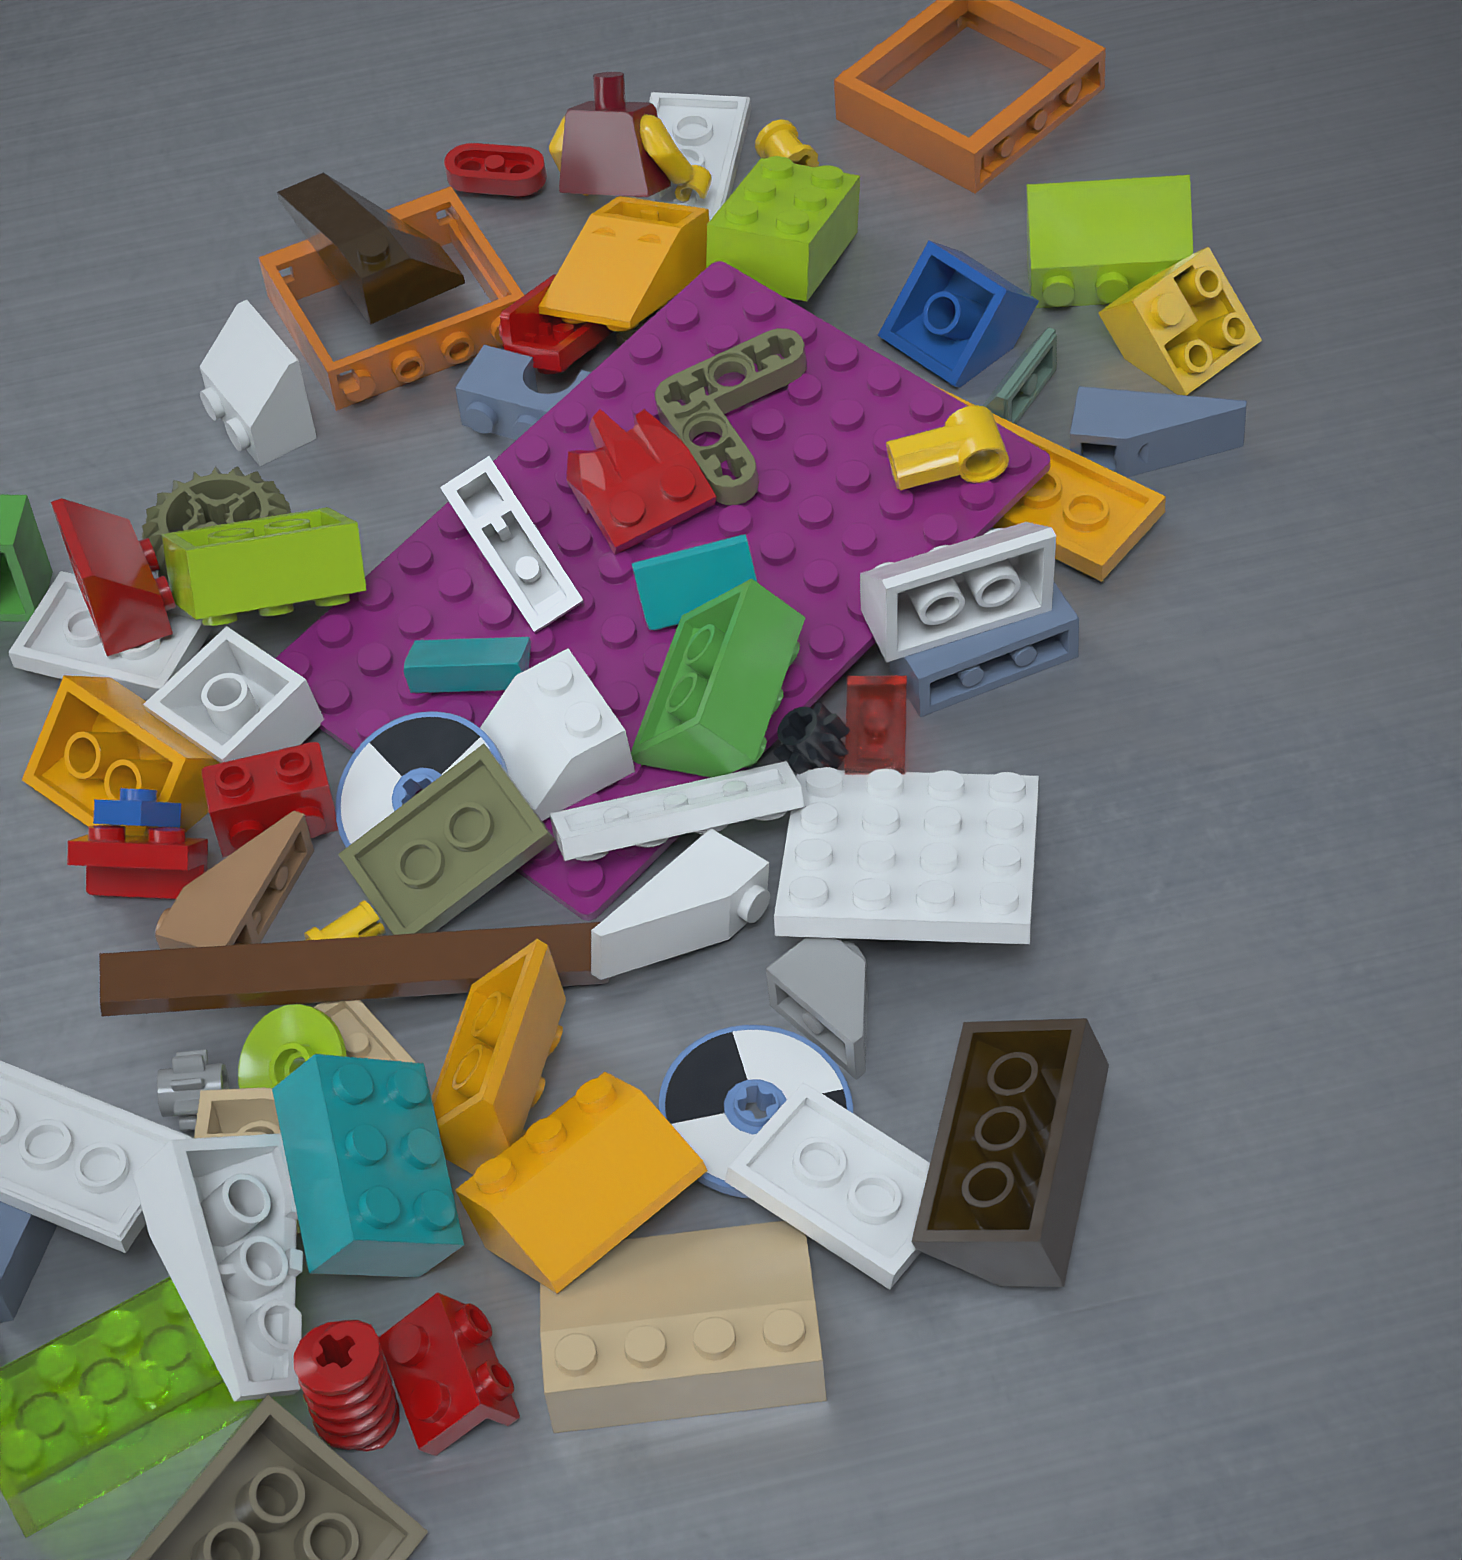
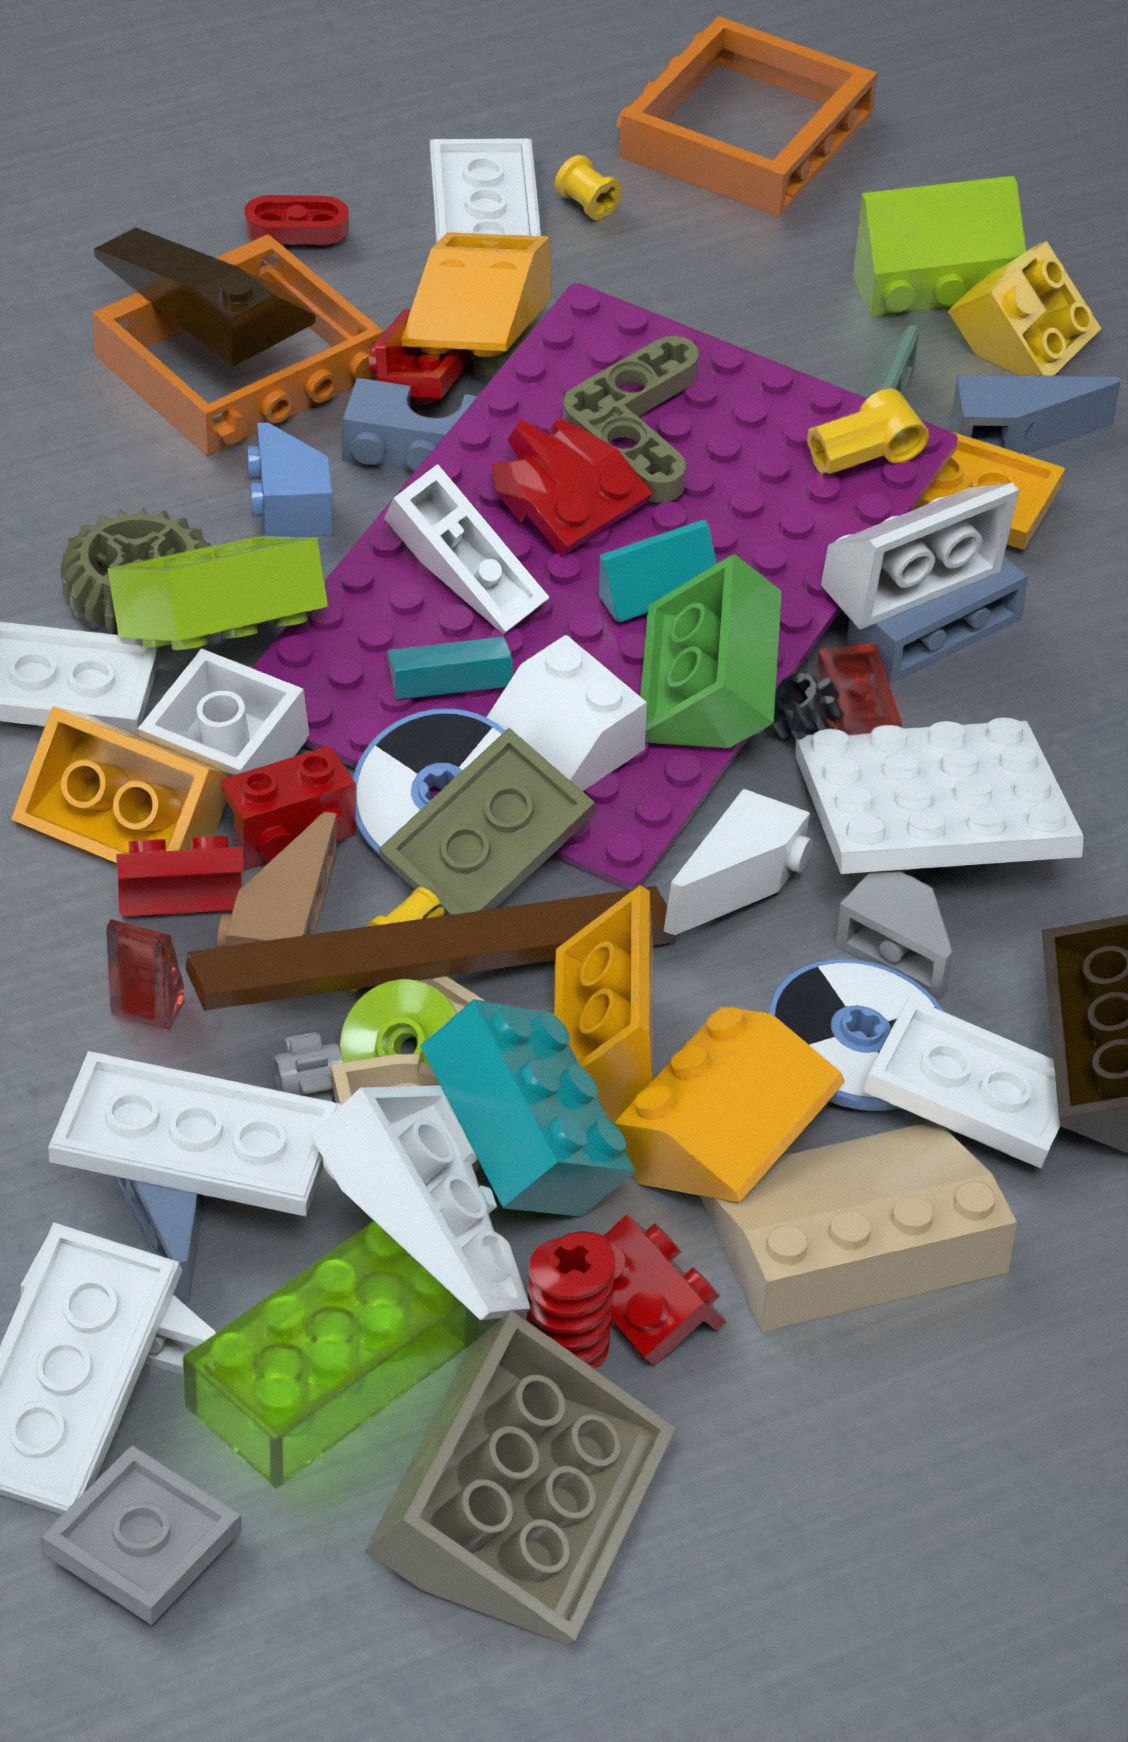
camera: 20 degrees left, 5 degrees down
(63, 968) = (143, 975): none -> clear red slope
(115, 576) = (62, 617): red slope -> none
(137, 808) = (168, 821): blue plate -> none
(256, 388) = (135, 431): white slope -> none
(391, 454) = (292, 485): none -> medium blue slope
(621, 148) = (437, 186): torso -> none
(690, 807) = (717, 772): white plate -> none
(786, 225) = (622, 245): lime brick -> none
(956, 315) = (810, 319): blue slope -> none

